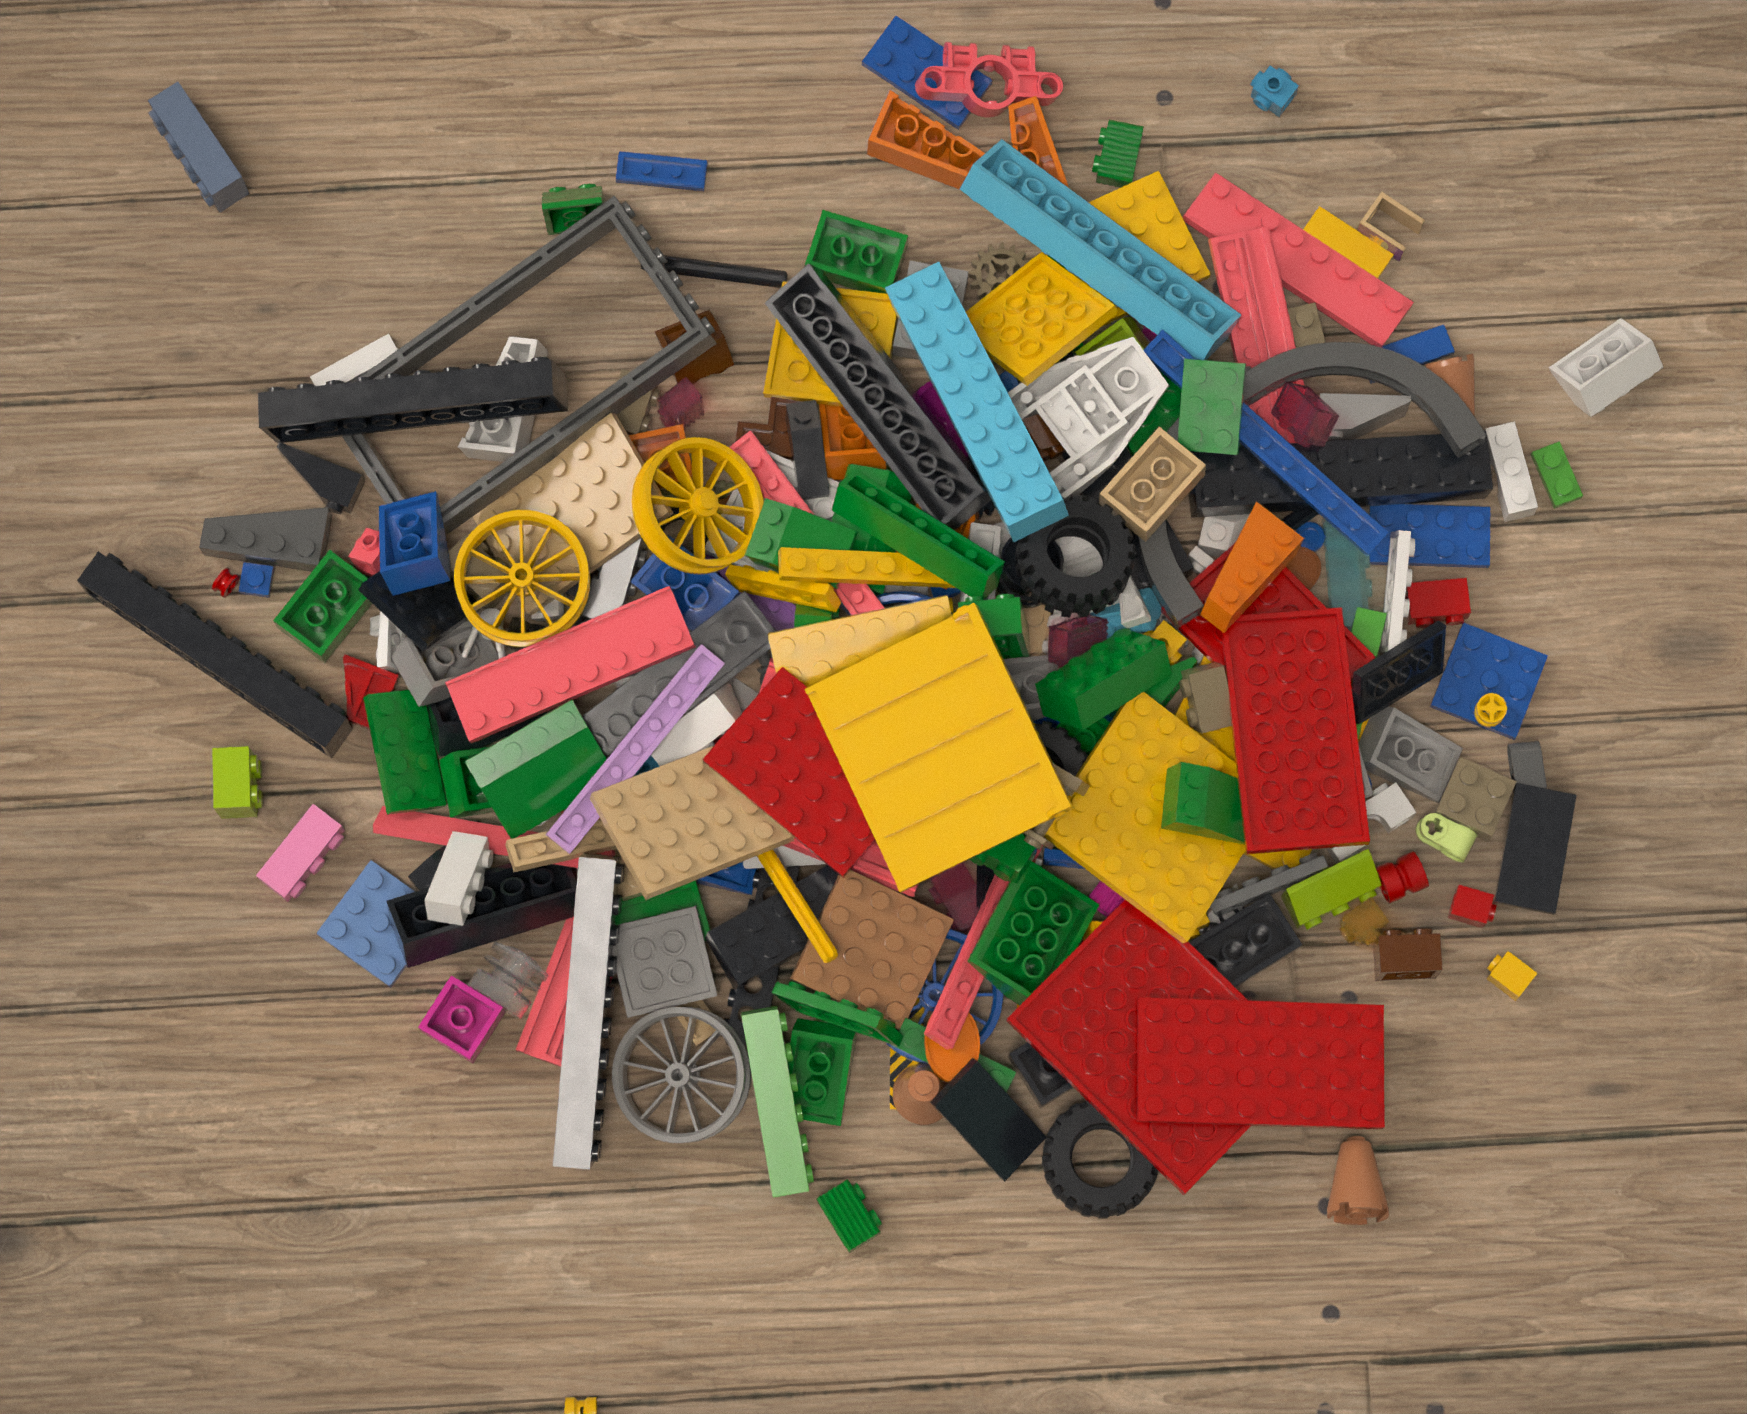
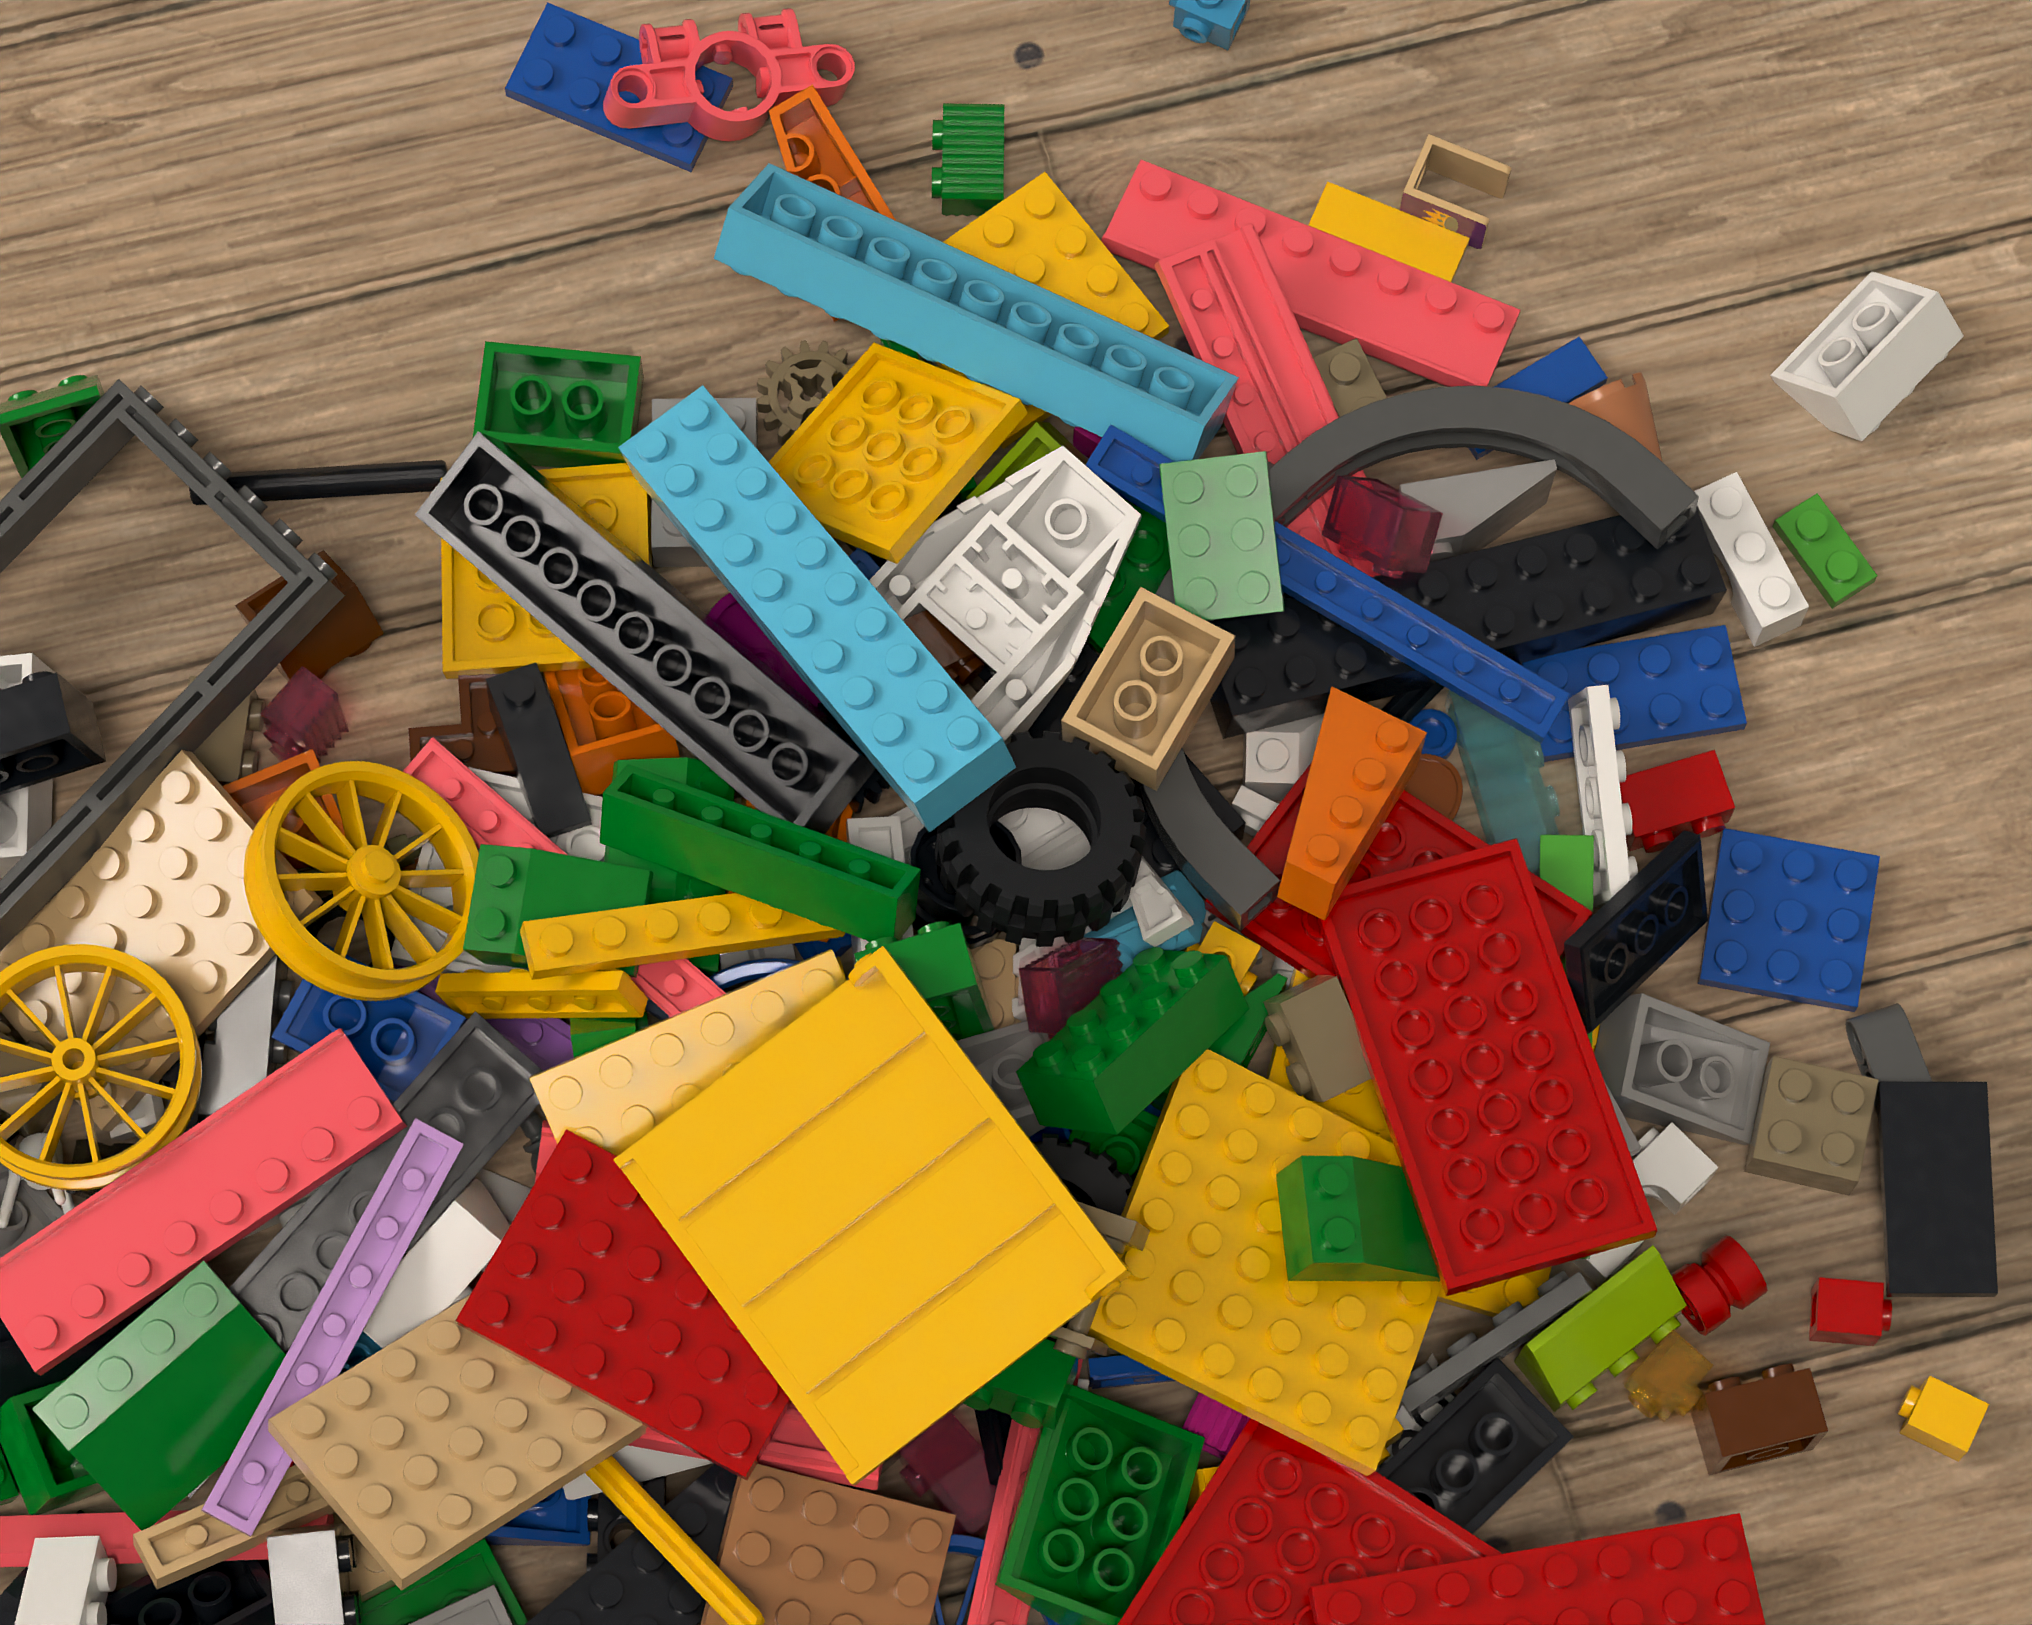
camera: 15 degrees left, 5 degrees down
(661, 171) = (197, 334): blue tile -> none
(919, 144) = (631, 204): orange wedge -> none
(1450, 839) = (1784, 1199): yellowish green piece -> none
(1491, 704) = (1811, 957): yellow wheel -> none

